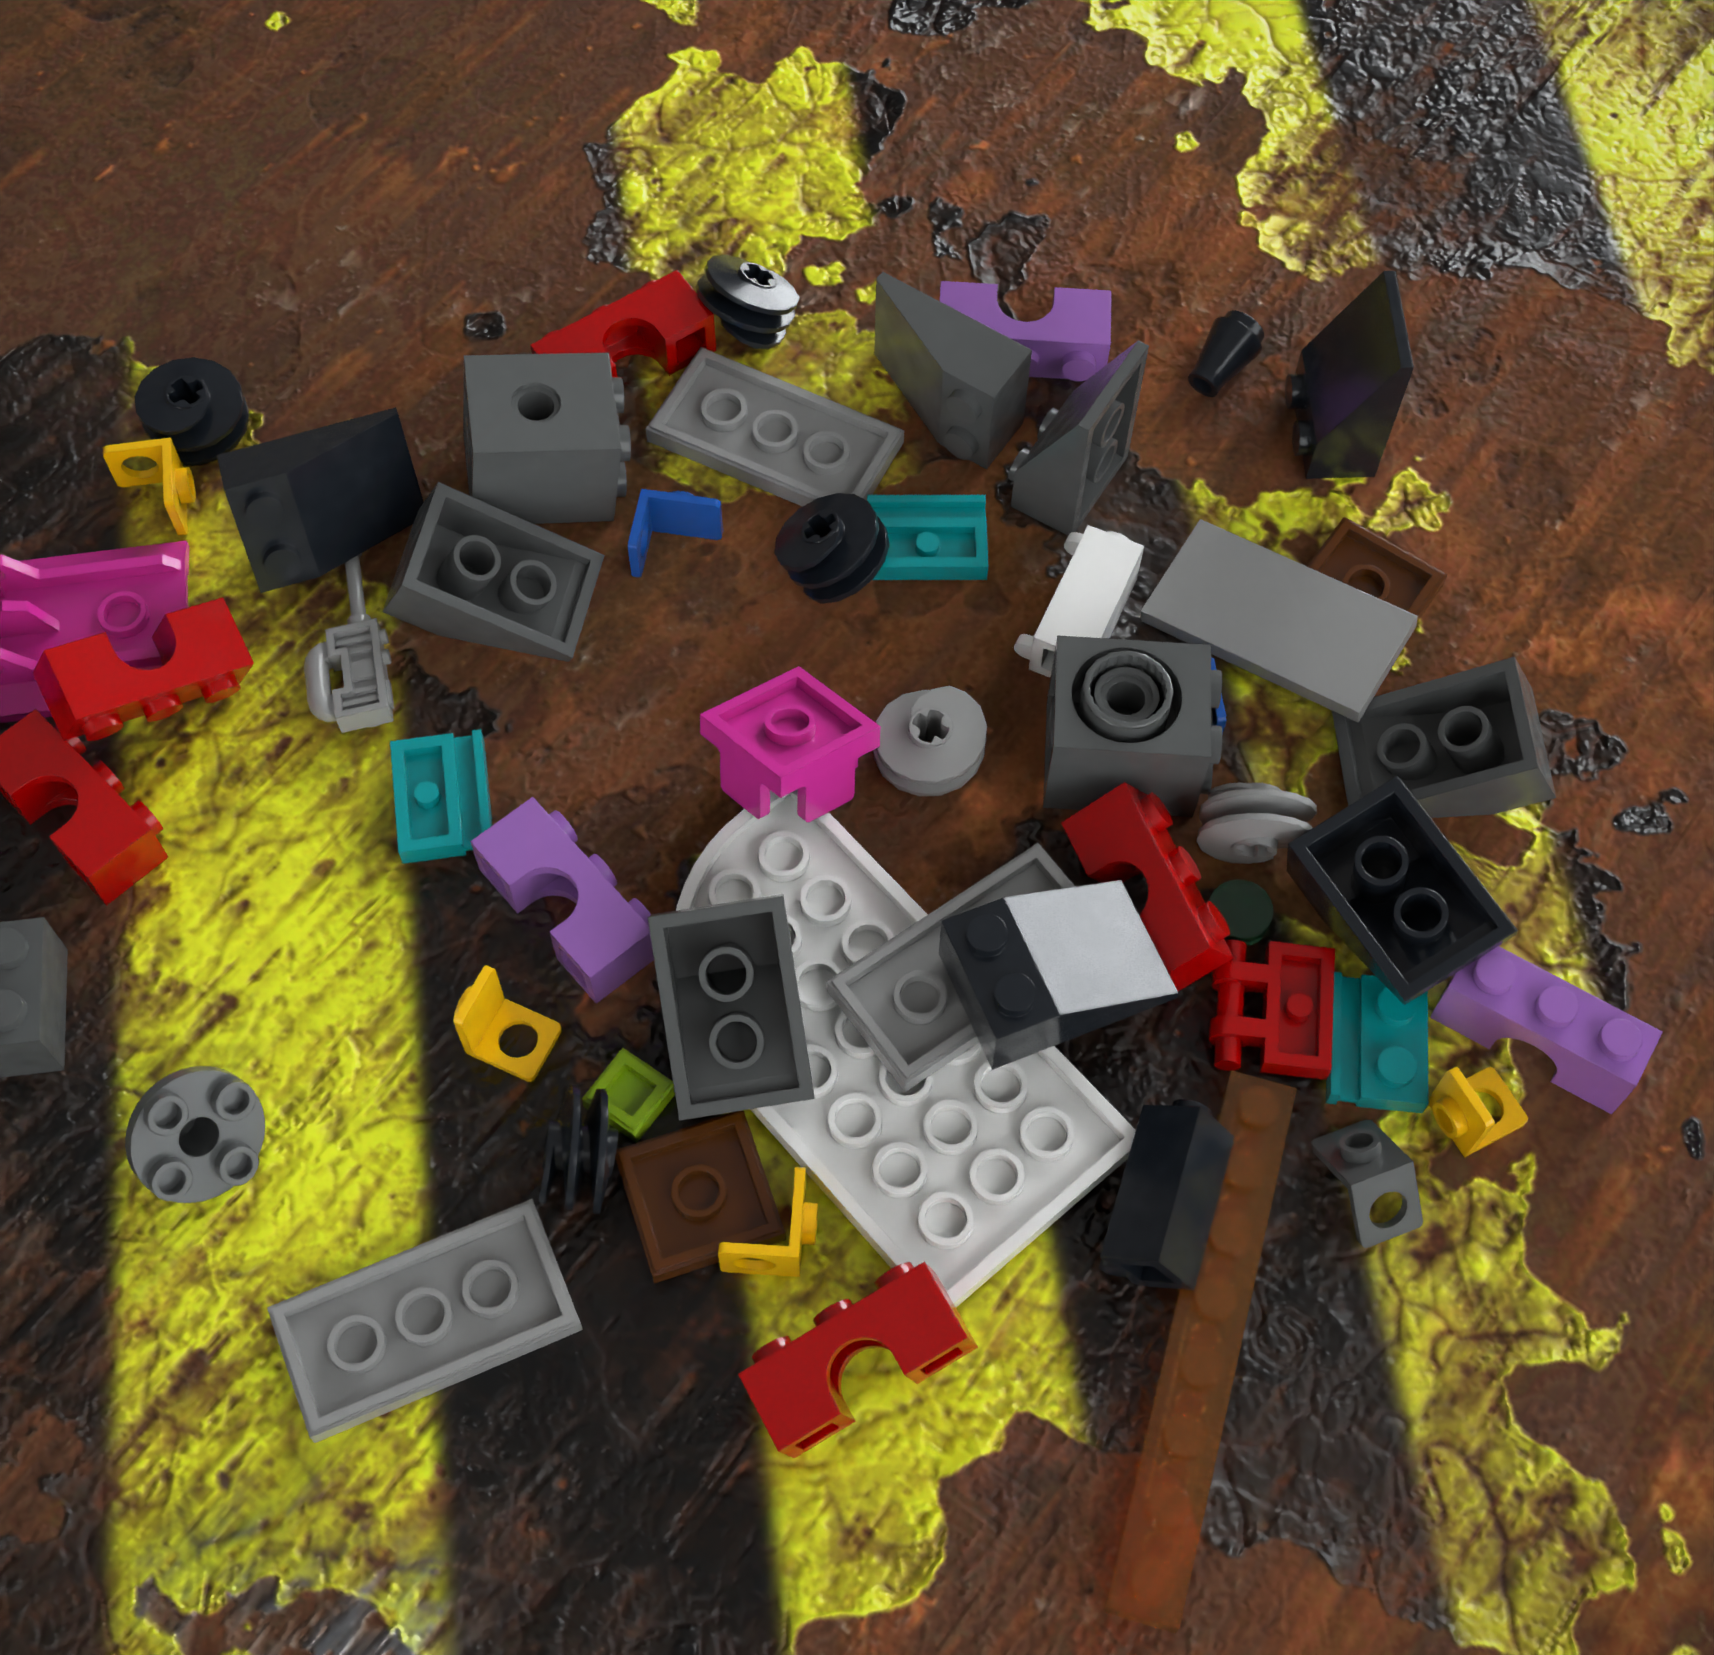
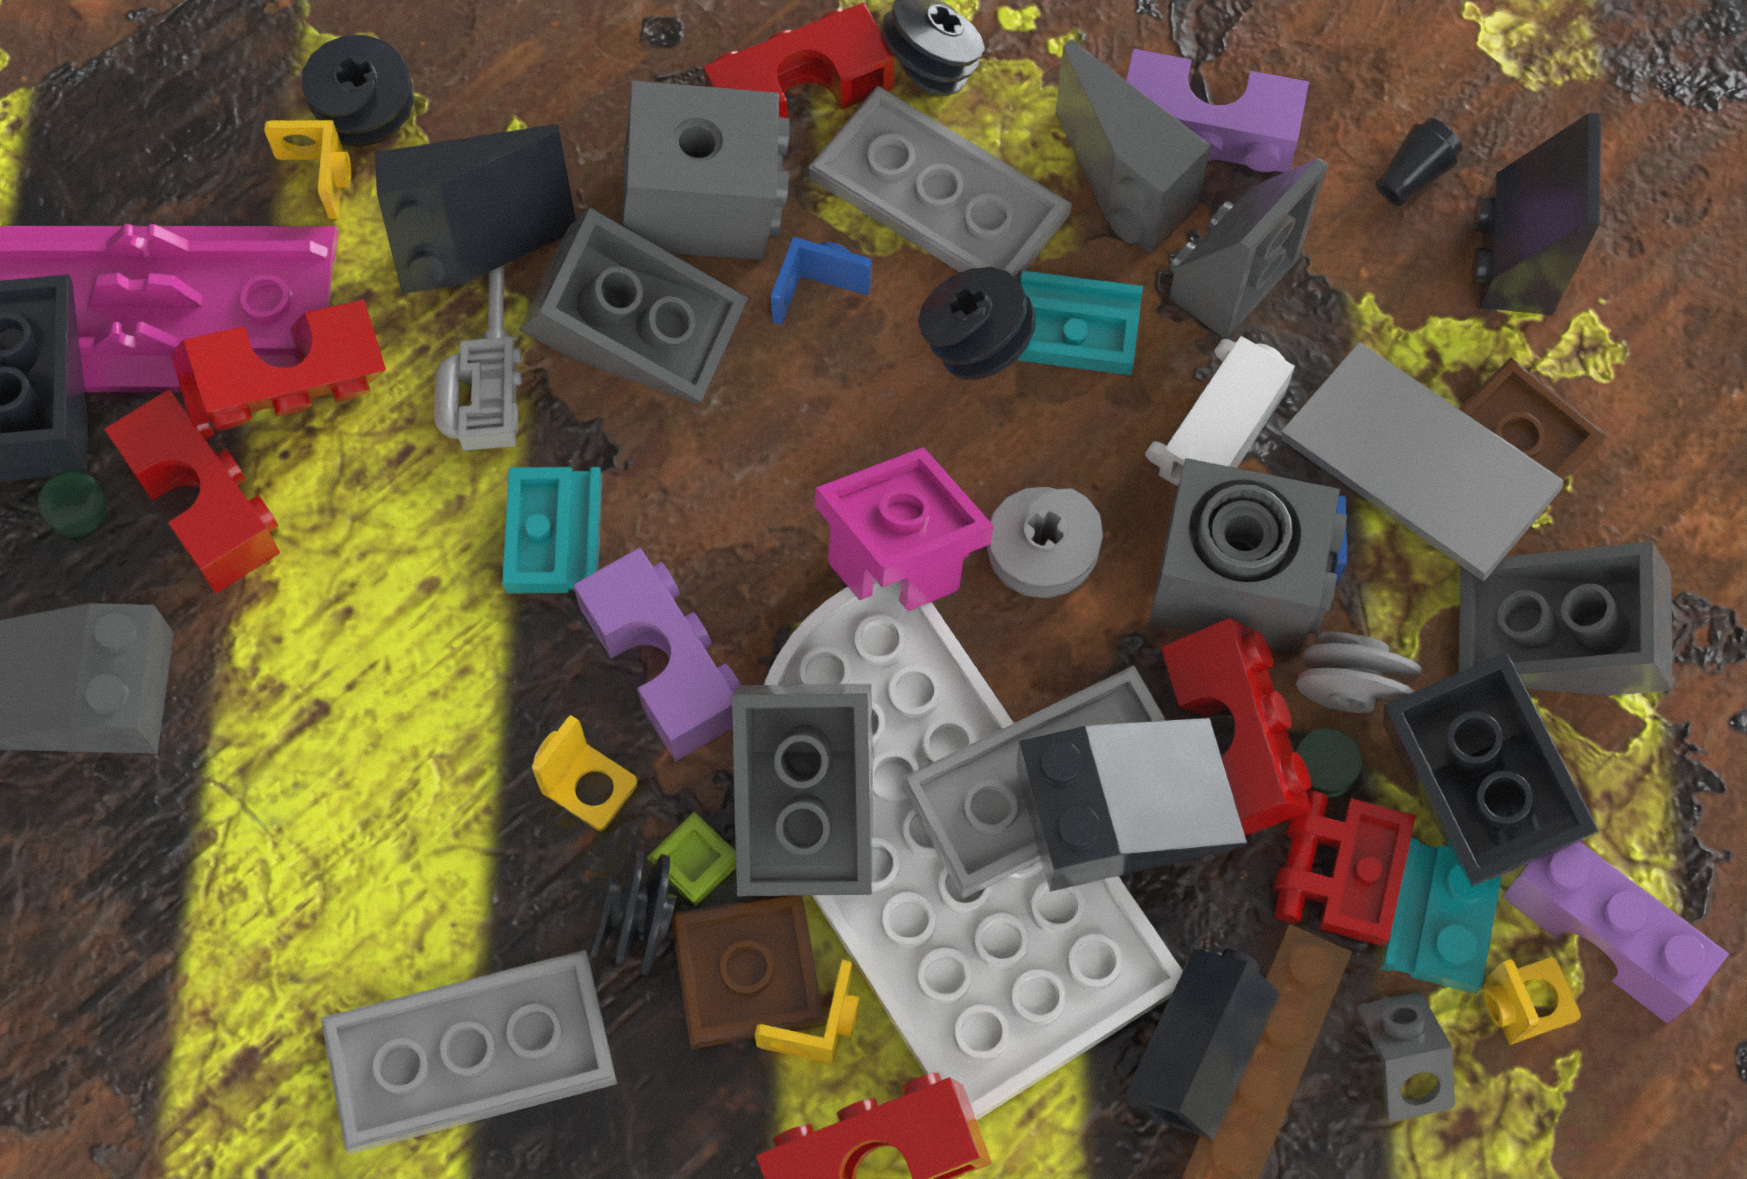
camera: 10 degrees right, 5 degrees up
(195, 1135) = (273, 841): dark grey plate -> none

